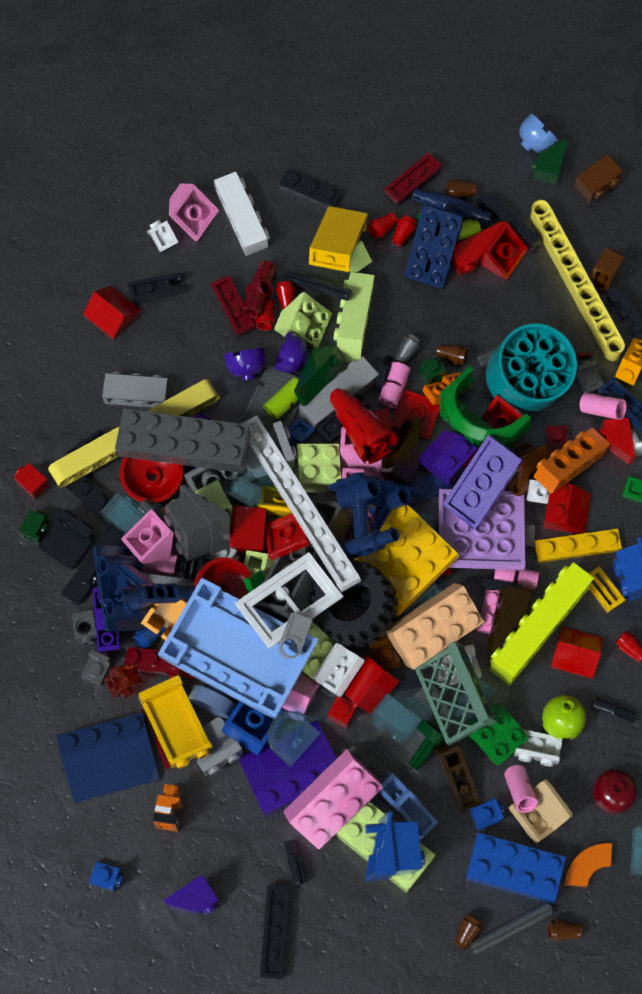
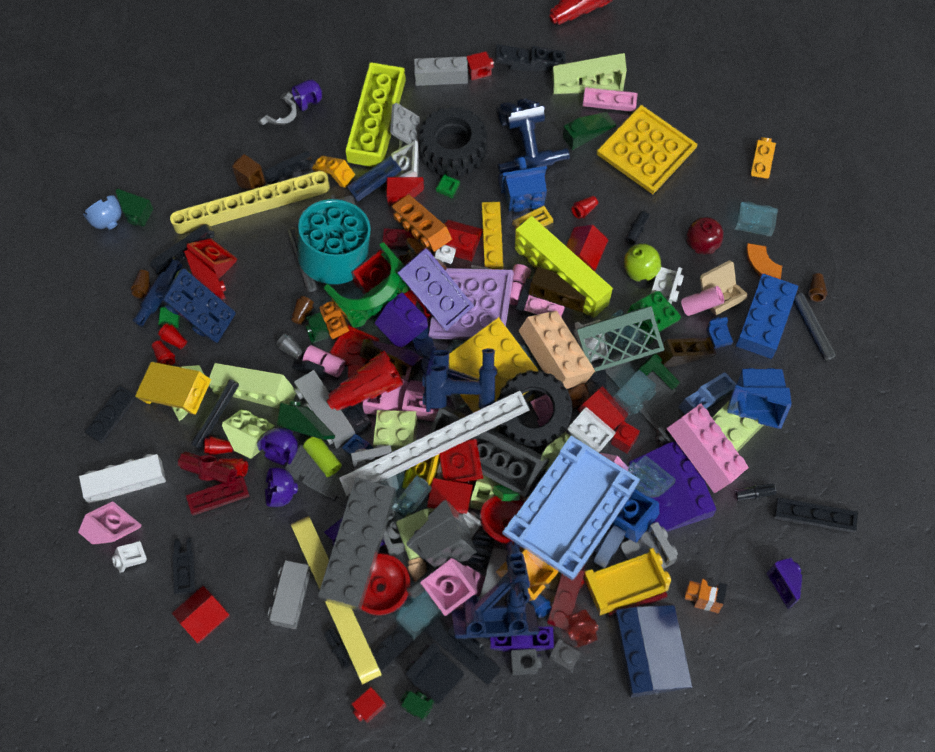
camera: 85 degrees left, 5 degrees down
(106, 876) = (763, 660): blue bracket -> none
(276, 583) = (517, 467): white door -> none
(295, 630) = (563, 450): light grey piece -> none
(413, 178) = (121, 322): dark red plate -> none
(468, 931) = (817, 359): reddish brown cone -> none
(598, 178) = (157, 172): reddish brown brick -> none
(603, 406) = (372, 199): bright pink pin -> none

